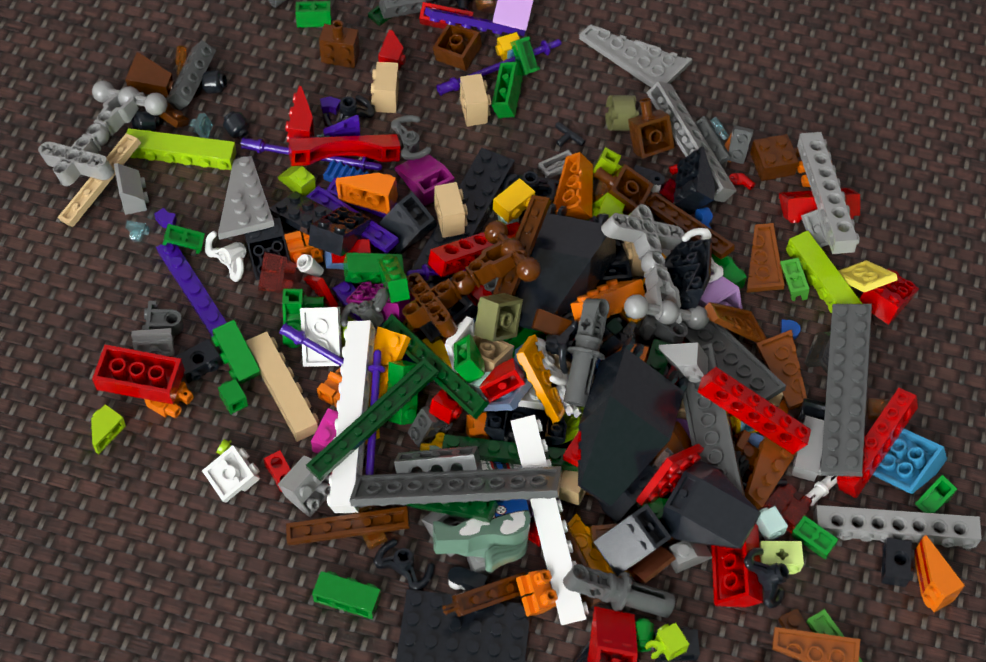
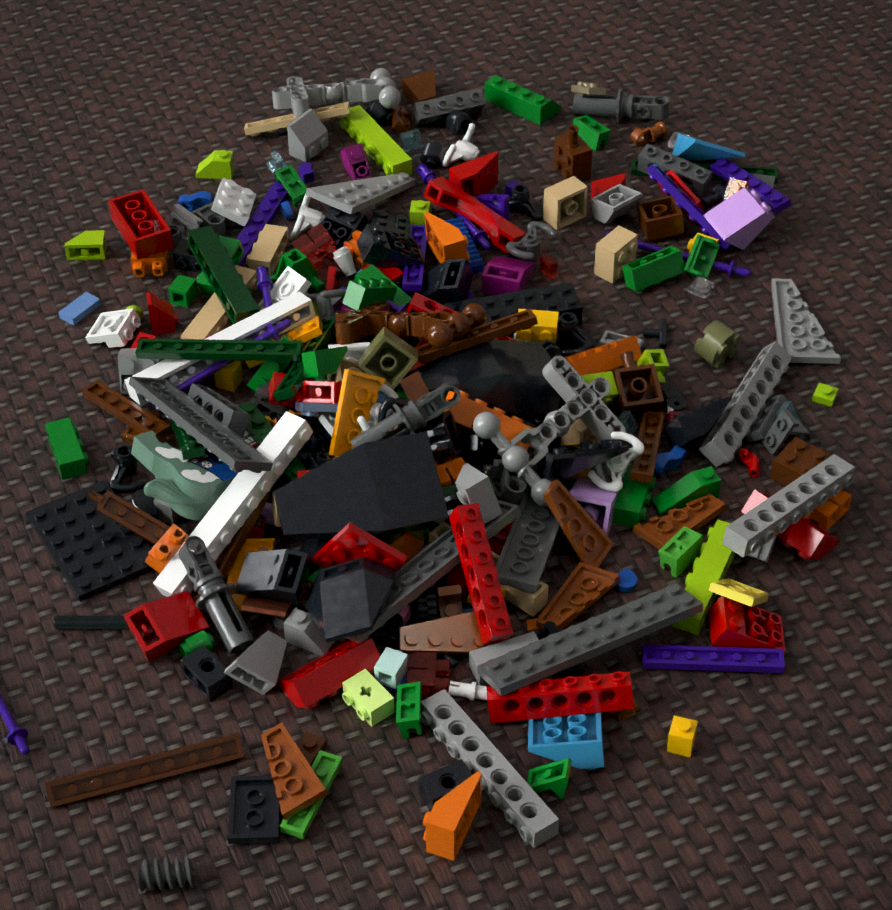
camera: 55 degrees right, 15 degrees down
(93, 273) = (217, 165): none -> lime slope
(123, 323) = (195, 201): none -> blue piece
(160, 291) = (233, 201): none -> white plate
(175, 482) = (79, 308): none -> medium blue tile
(192, 179) = (355, 162): none -> magenta slope
(203, 262) = (287, 211): none -> blue tile
(227, 26) = (519, 100): none -> green slope
(240, 307) = (268, 248): none -> tan brick
(250, 101) = (462, 149): none -> white piece
(253, 432) = (161, 315): none -> red slope
(263, 358) = (222, 274): none -> dark green brick
(418, 59) = (614, 203): none -> light grey slope
(439, 146) = (548, 266): none -> clear red plate
(450, 209) = (473, 284): tan brick -> none
(544, 77) = (701, 287): none -> clear plate
(650, 131) = (717, 367): reddish brown brick -> none
(668, 641) = (194, 655): lime brick -> none
(697, 602) = (260, 663): none -> light grey slope
(713, 93) = (825, 394): none -> lime plate
(742, 234) = (688, 489): none -> green slope
(769, 576) = (328, 690): black piece -> none
(901, 330) = (713, 658): none -> dark purple plate
(954, 397) = (682, 736): none -> yellow brick

